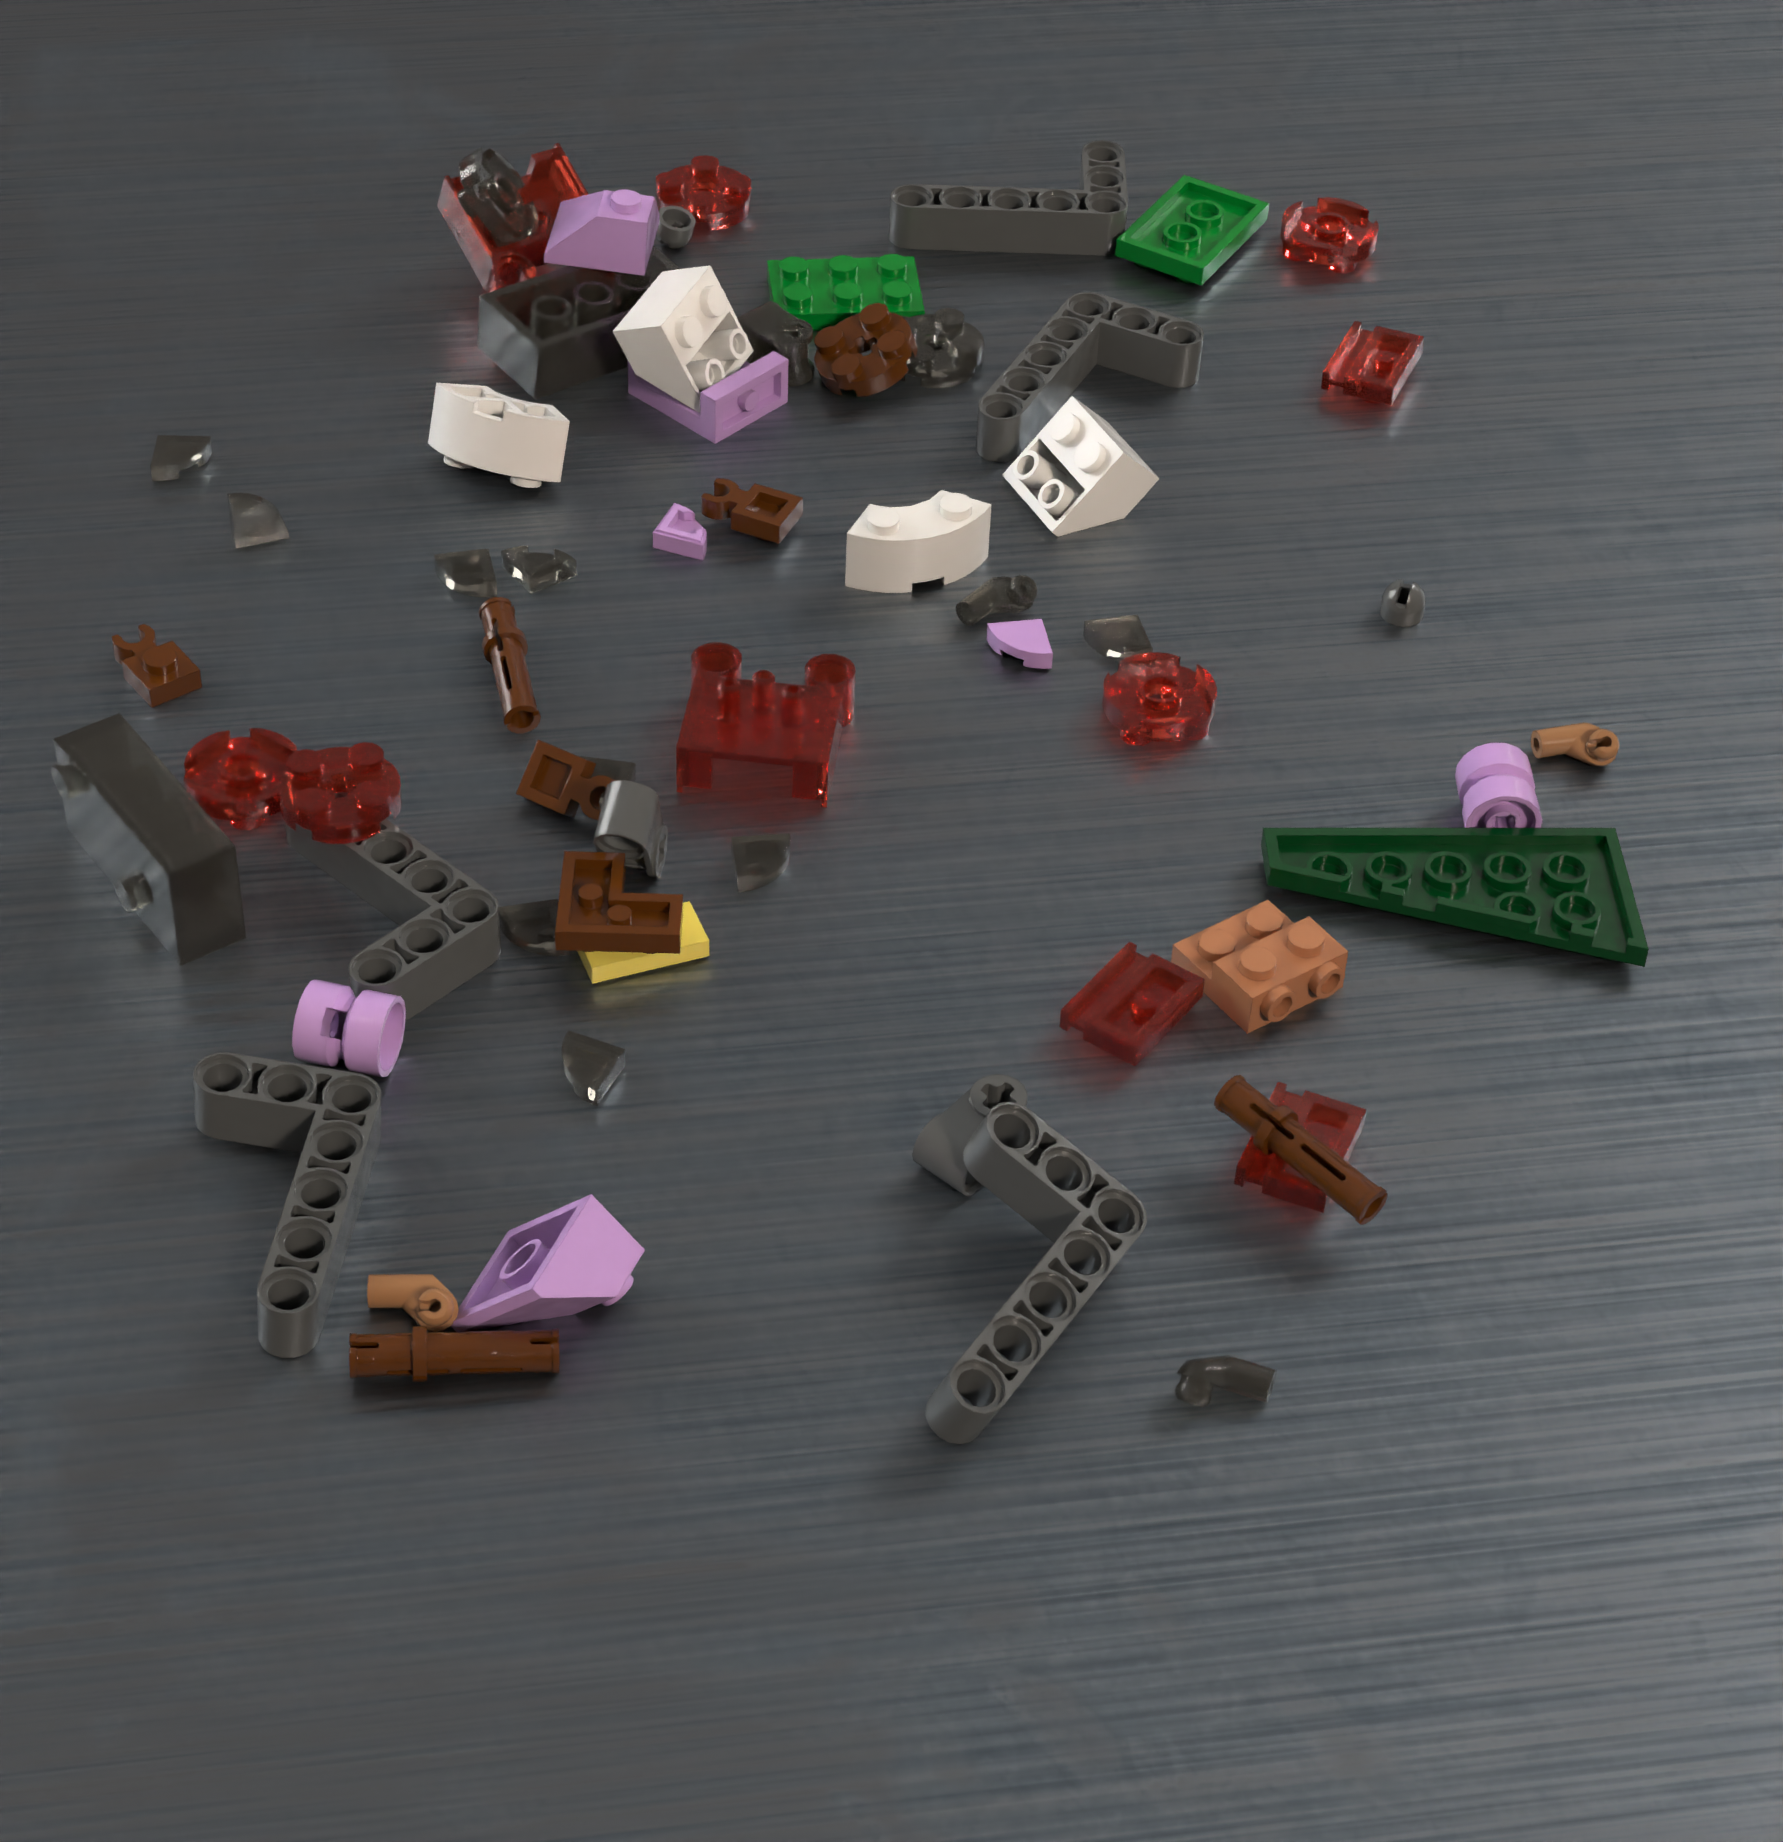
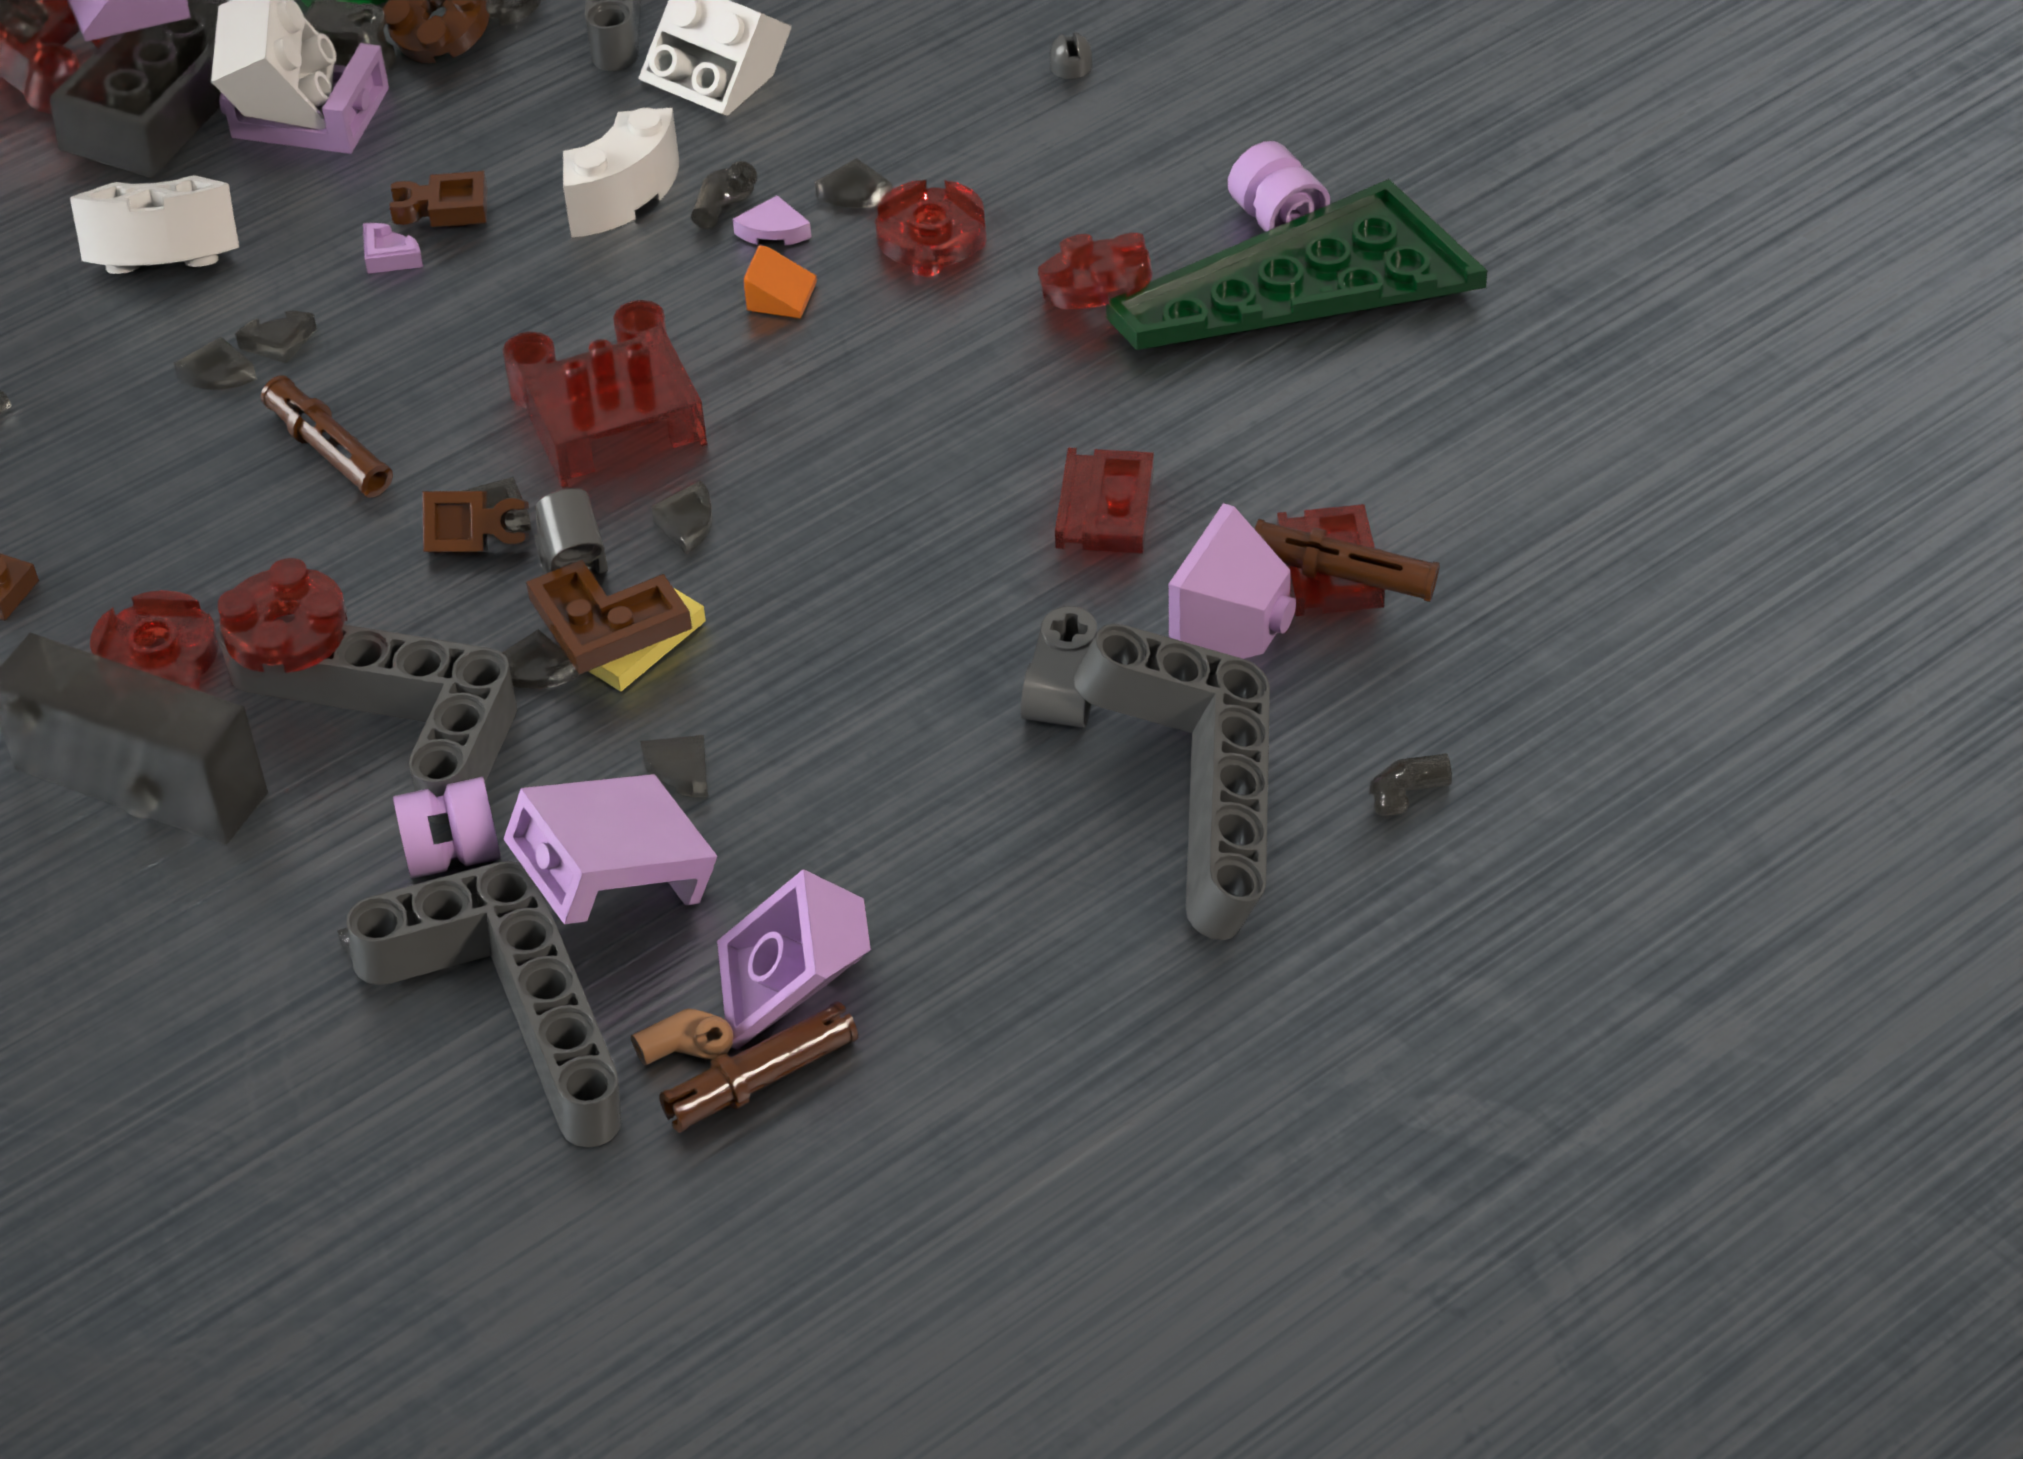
camera: 25 degrees left, 5 degrees up
(463, 1096) = (606, 838): none -> lavender panel
(984, 694) = (777, 284): none -> orange slope
(1166, 1129) = (1230, 590): none -> lavender slope
(1263, 964) = (1186, 418): nougat plate -> none
(1274, 795) = (1091, 269): none -> clear red plate
(1579, 741) = (1301, 117): medium nougat arm -> none

